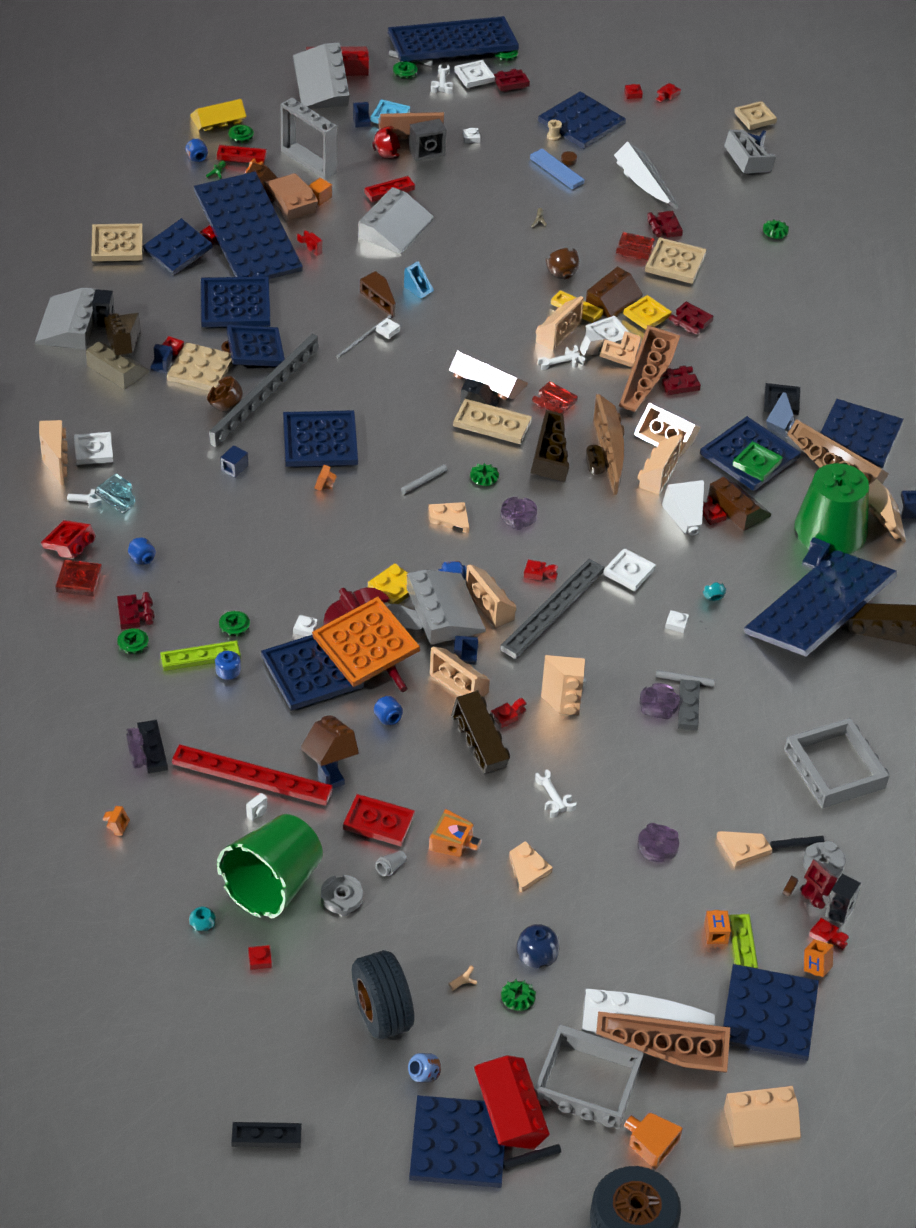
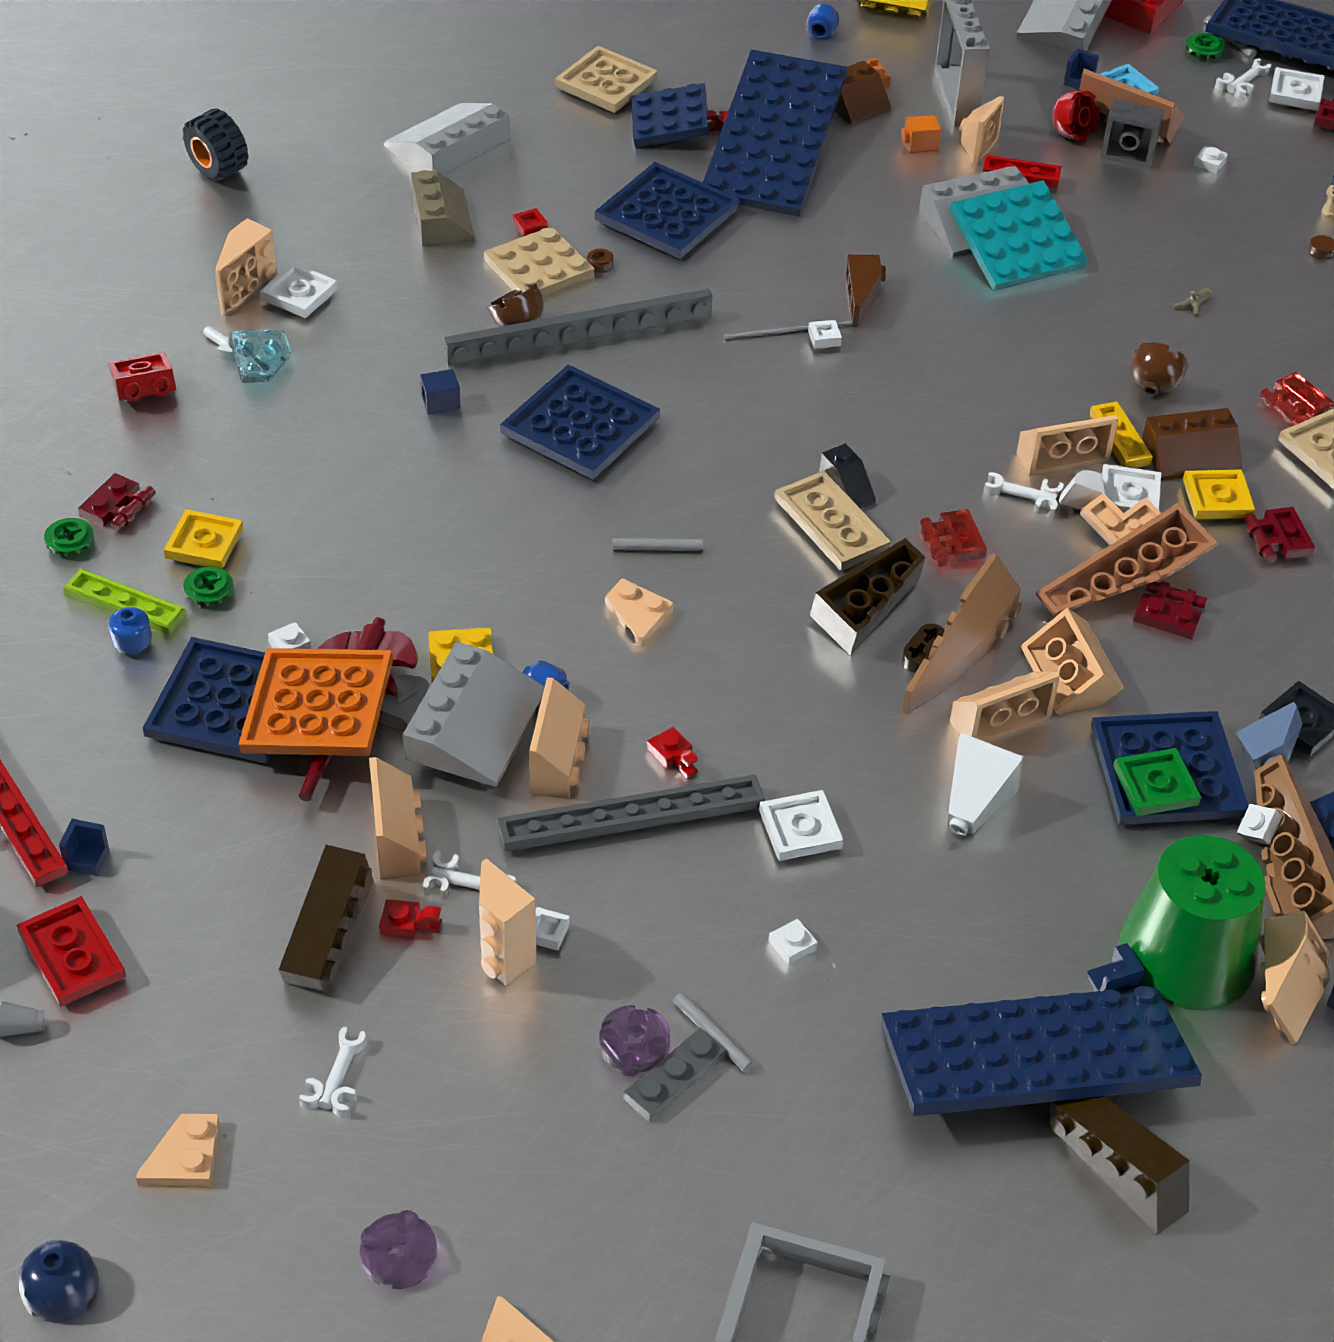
camera: 40 degrees right, 0 degrees up
(78, 578) = (100, 427): clear red plate -> none
(102, 306) = (489, 140): black brick -> none
(122, 332) = (475, 173): dark brown wedge -> none
(141, 551) = (205, 434): blue head -> none
(162, 358) = (504, 231): dark blue panel -> none
(205, 602) = (203, 539): none -> yellow plate
(217, 170) = (826, 53): green bar -> none
(241, 154) = (871, 47): red plate -> none
(245, 133) = (910, 27): green gear -> none
(255, 345) = (626, 268): dark blue plate -> none
(292, 196) = (876, 123): nougat slope -> none
(312, 241) = (842, 187): red plate -> none
(325, 479) = (525, 471): orange tile -> none
(330, 741) = (121, 804): reddish brown slope -> none
(348, 174) = (981, 129): none -> light nougat slope
(388, 710) = (252, 812): blue head -> none
(417, 281) = (928, 294): dark azure slope -> none
(427, 225) = (1018, 235): none -> teal plate
(453, 835) = (132, 1037): orange torso -> none
(466, 649) = (446, 796): dark blue panel -> none
(477, 474) = (745, 591): green gear -> none
(493, 378) = (890, 459): slope -> none
(505, 686) = (446, 874): none -> white bar
(518, 520) = (733, 671): clear purple plate -> none
(557, 169) = (1290, 252): medium blue tile -> none
(713, 513) = (1020, 817): red plate -> none
(714, 592) = (891, 933): teal plate -> none
(737, 503) = (1072, 826): reddish brown slope -> none
(811, 456) = (1259, 824): none -> white plate

